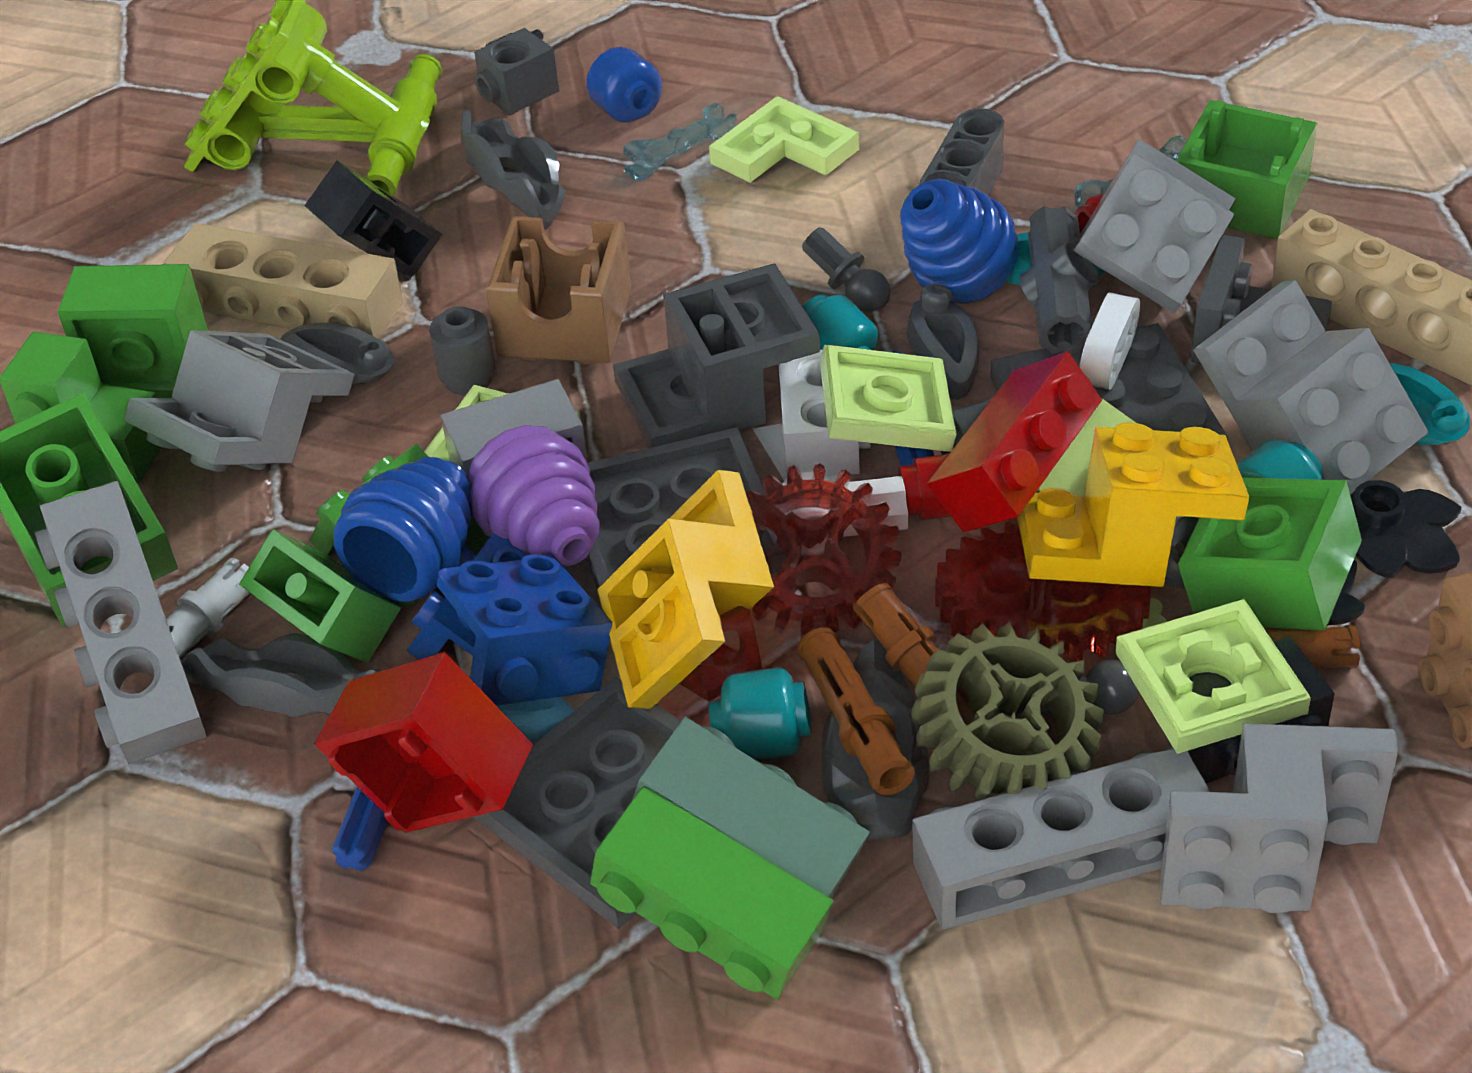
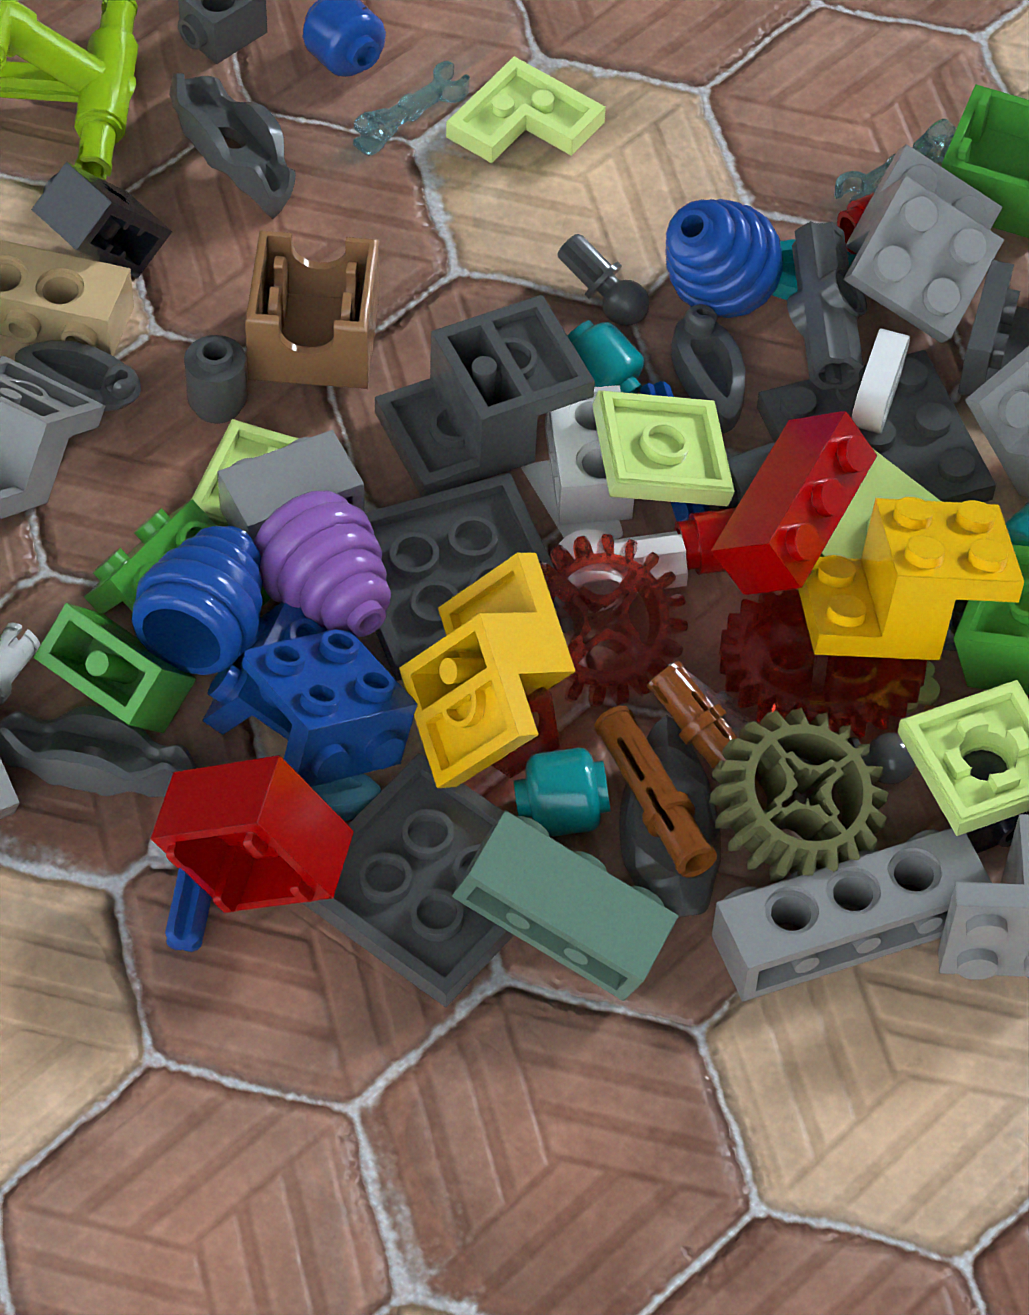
camera: 10 degrees left, 10 degrees up
(709, 893) = (535, 977): bright green brick -> none
(971, 151) = (721, 148): dark grey beam -> none

